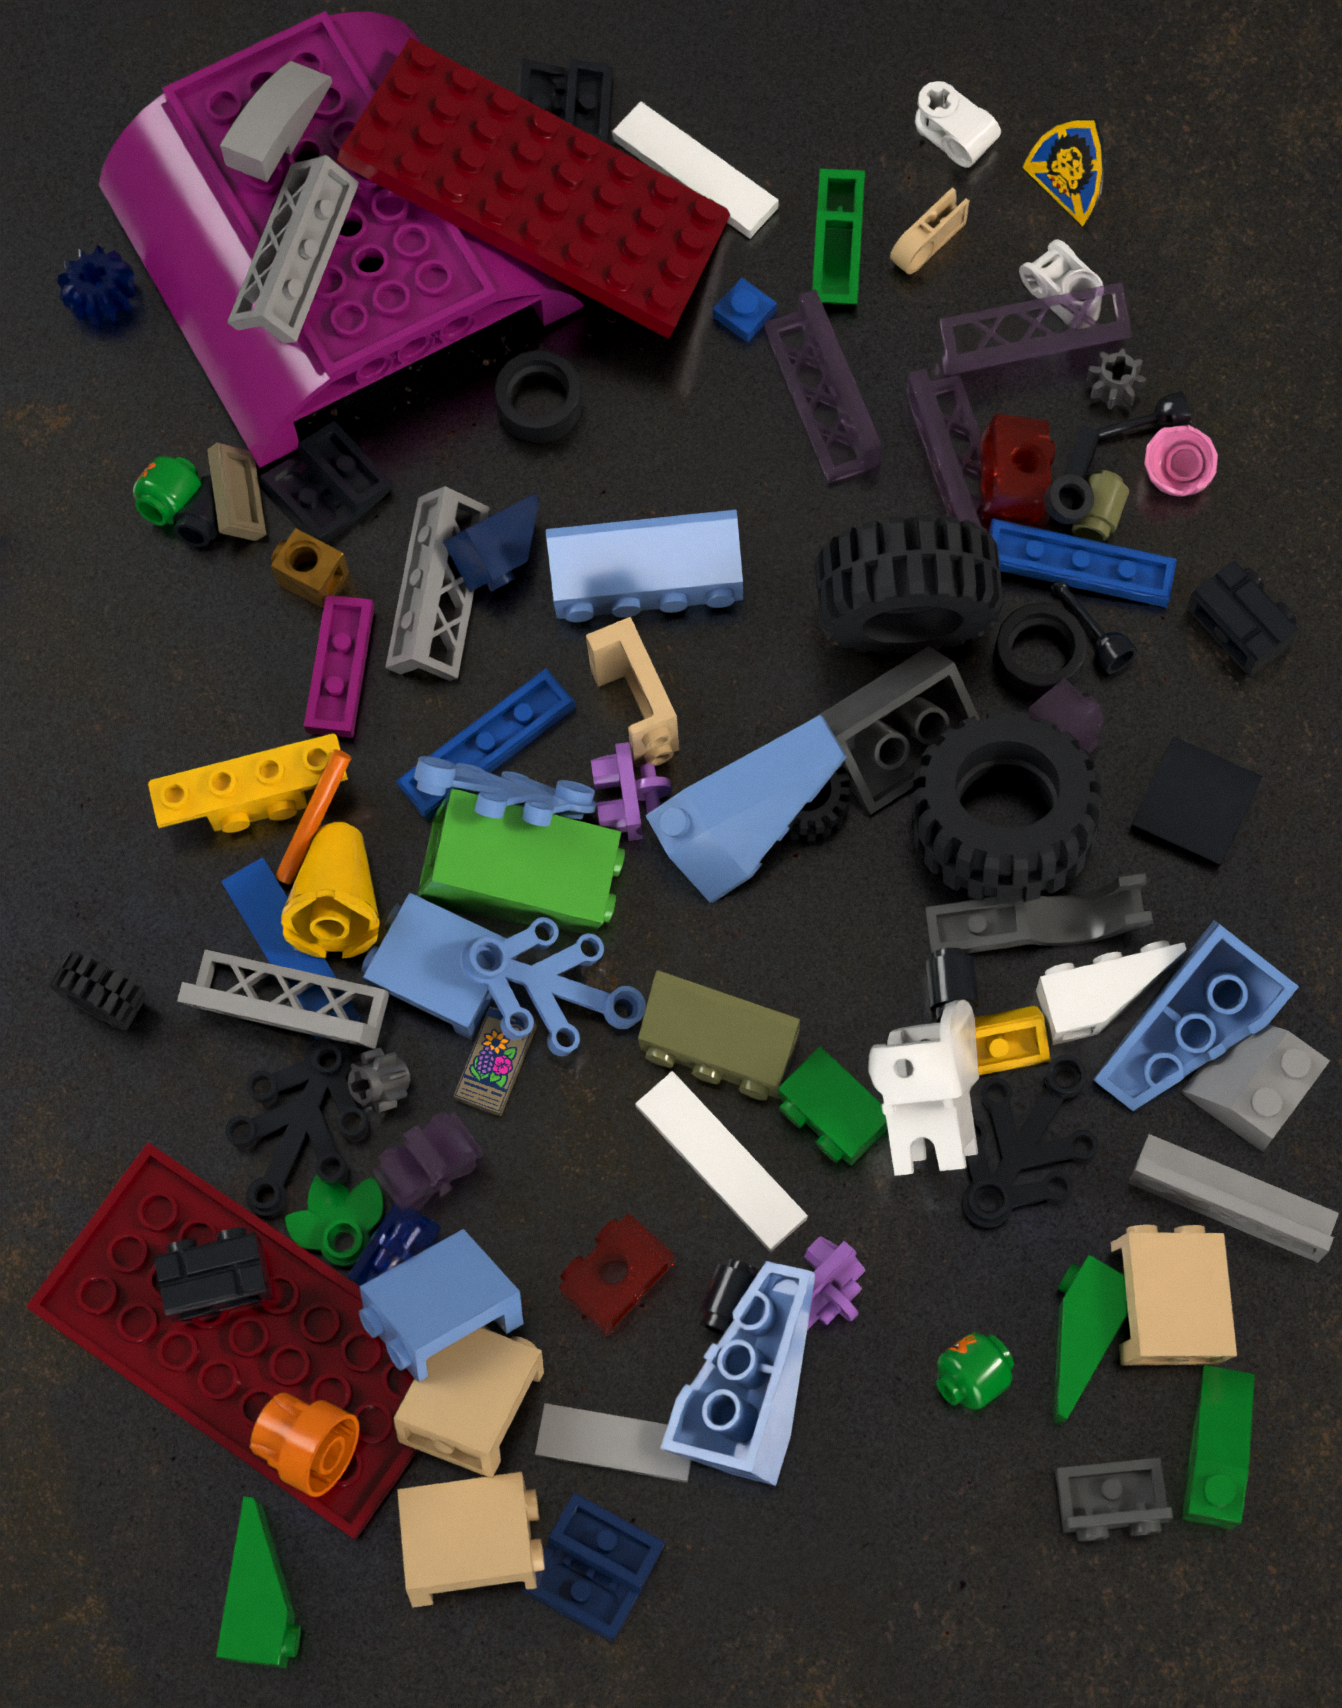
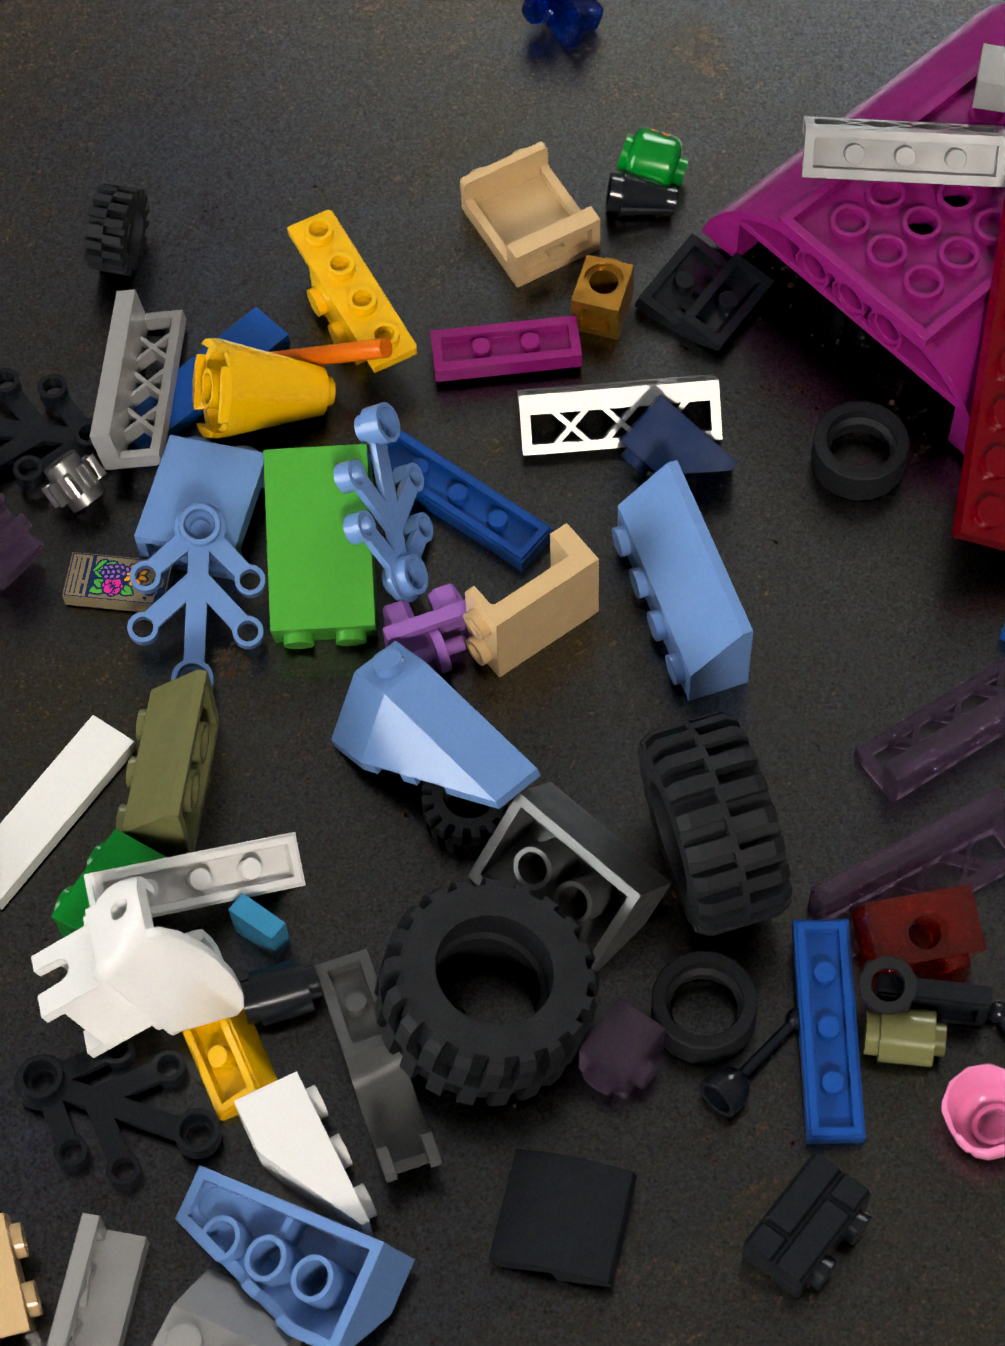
camera: 75 degrees right, 10 degrees down
(96, 285) = (854, 51): clear blue gear -> none
(191, 615) = (528, 215): none -> tan panel
(236, 492) = (666, 217): dark tan tile -> none
(841, 1028) = (210, 874): none -> white tile
(886, 990) = (259, 926): none -> dark azure tile

